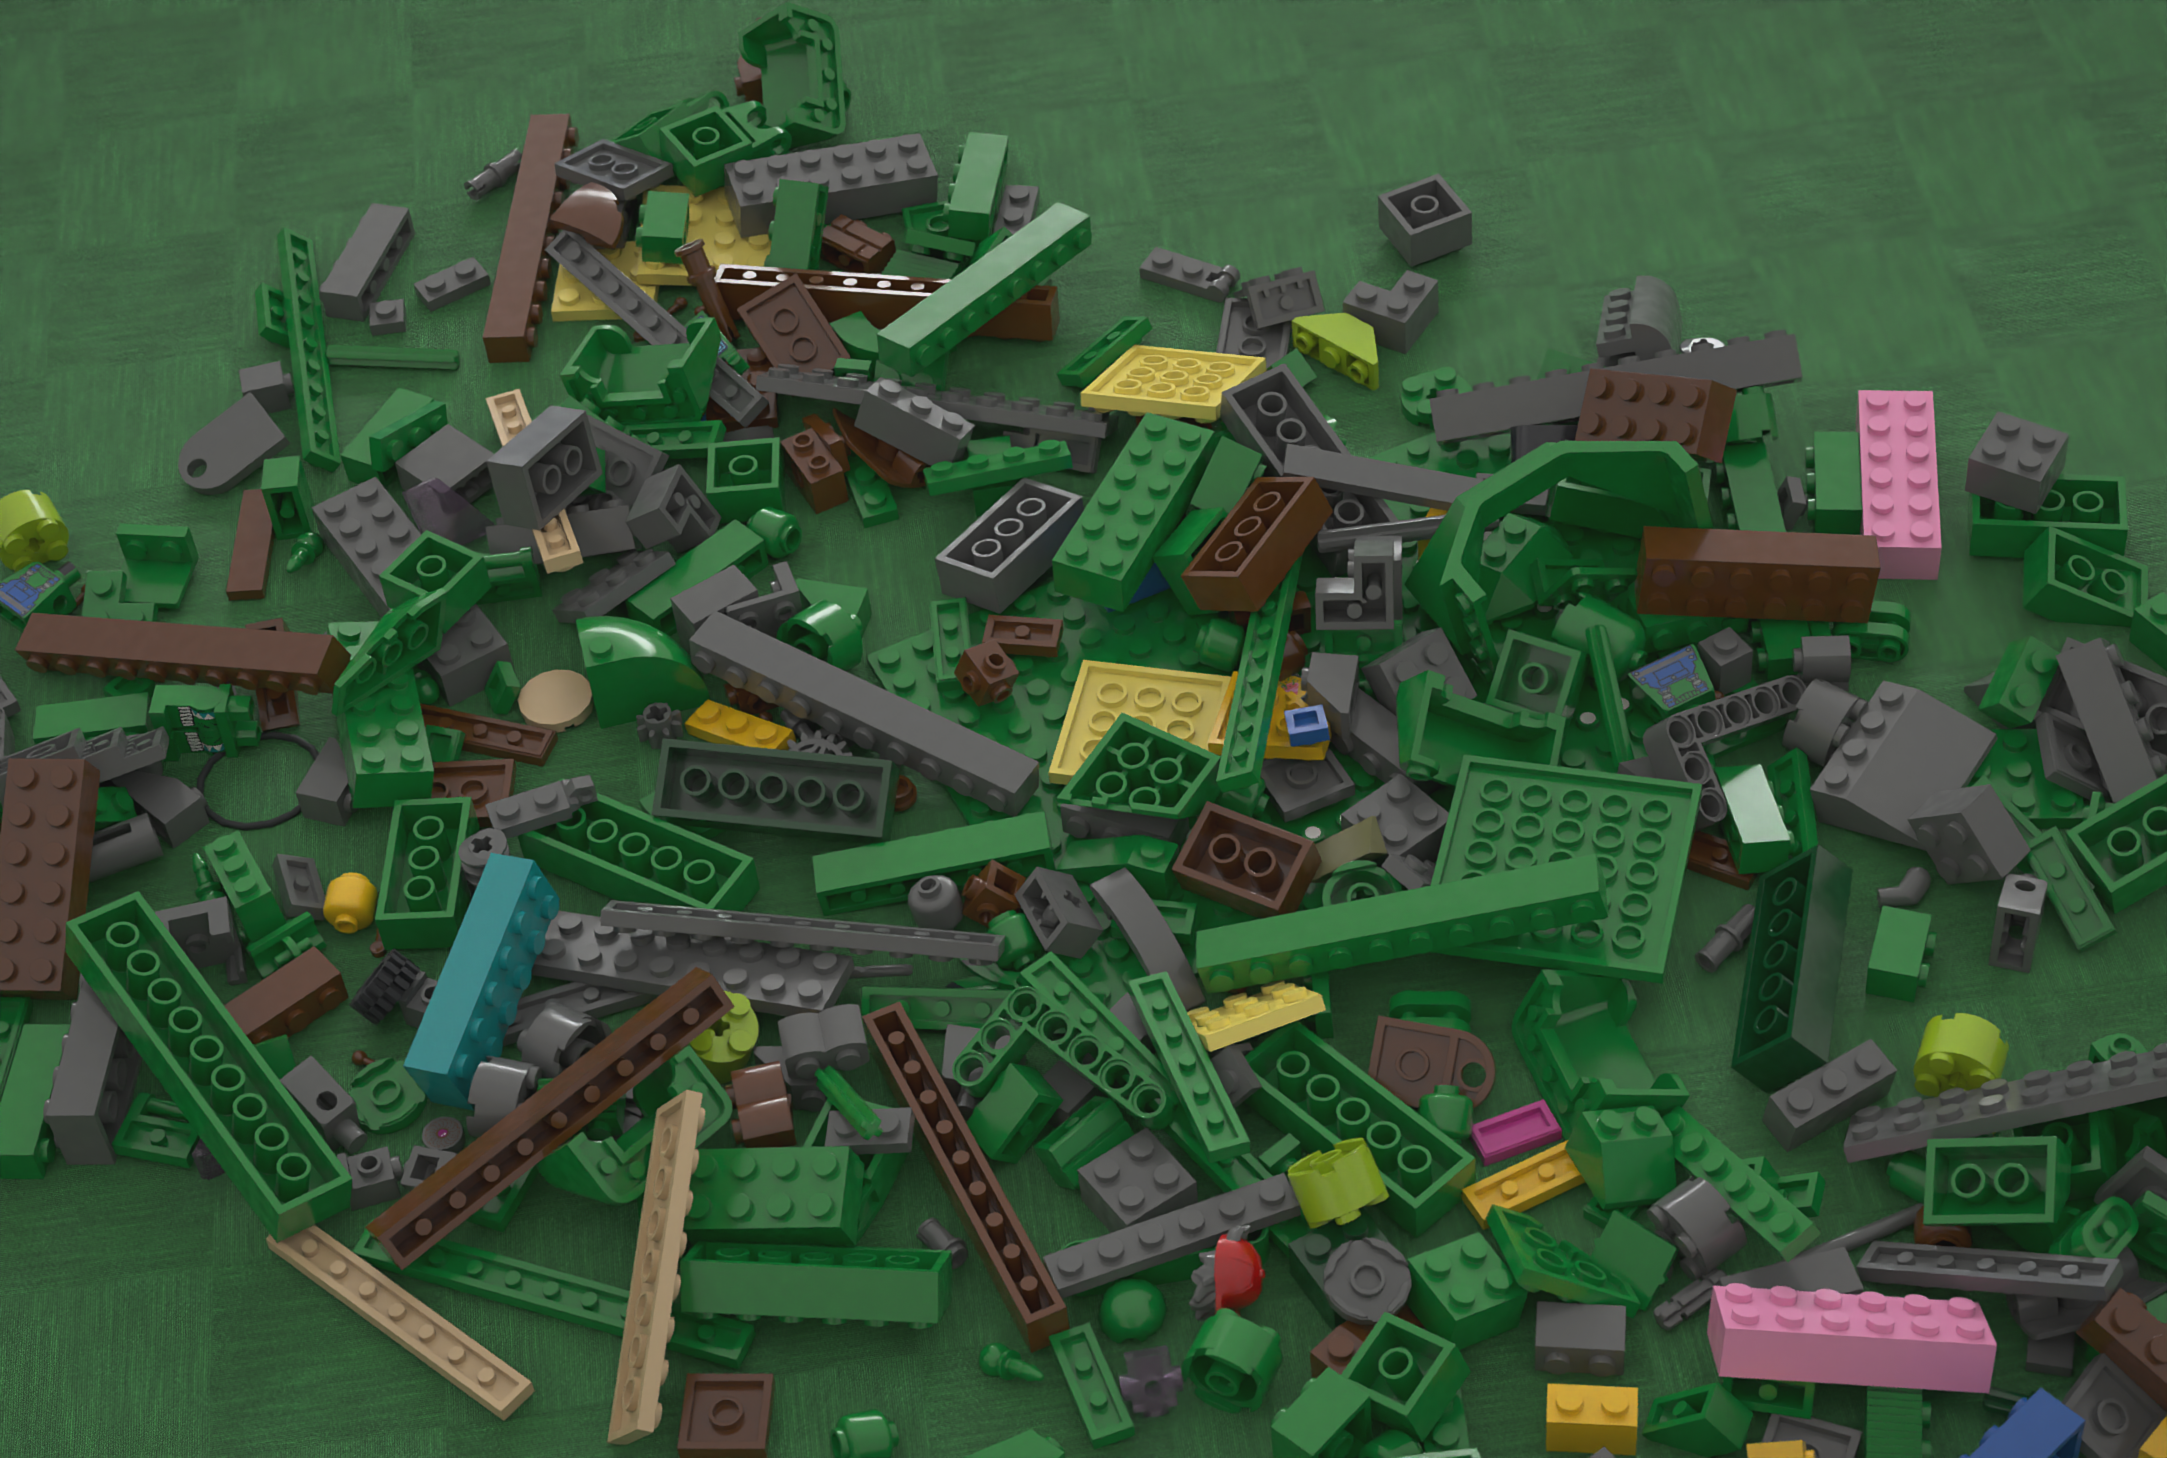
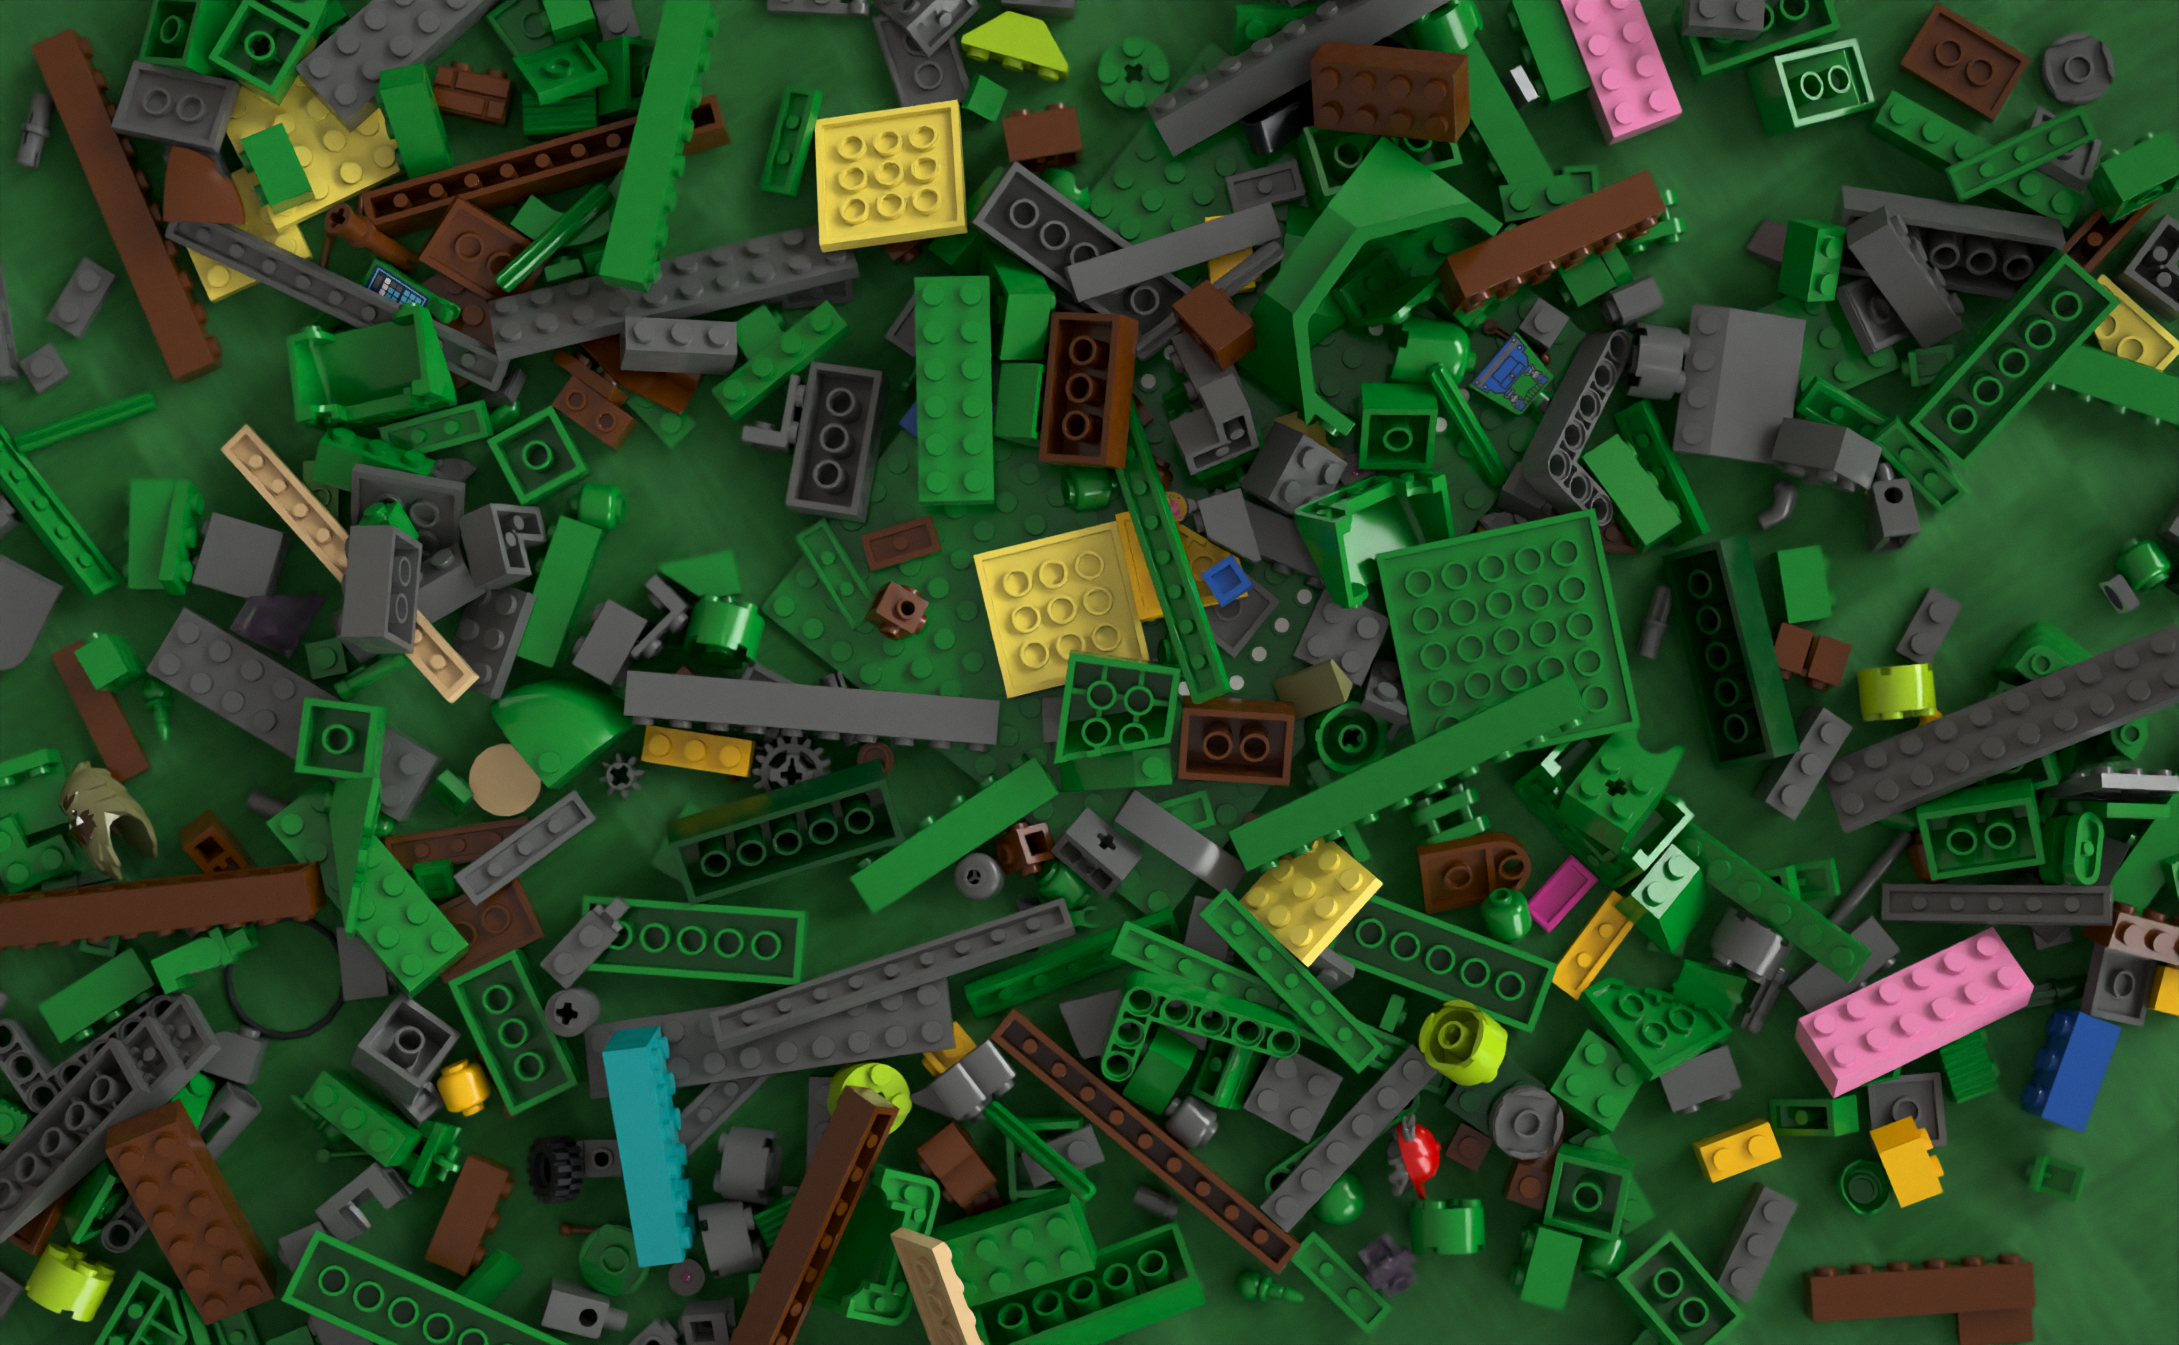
camera: 30 degrees left, 40 degrees up
(198, 591) = (101, 805): none -> olive head
(319, 841) = (405, 1048): none -> dark grey brick
(535, 740) = (524, 848): none -> dark grey plate
(838, 341) = (553, 237): none -> green axle
(952, 516) = (766, 436): none -> dark grey bracket
(1021, 1177) = (1190, 1121): none -> dark grey head
(1298, 1319) = (1468, 1146): none -> reddish brown plate
(1336, 392) = (1044, 138): none -> reddish brown brick
(1401, 520) = (1215, 325): none -> reddish brown brick
(1620, 1034) = (1619, 789): none -> green brick
(1890, 1023) = (1824, 660): none -> reddish brown piece
(2031, 1038) = (1927, 627): none -> dark grey plate

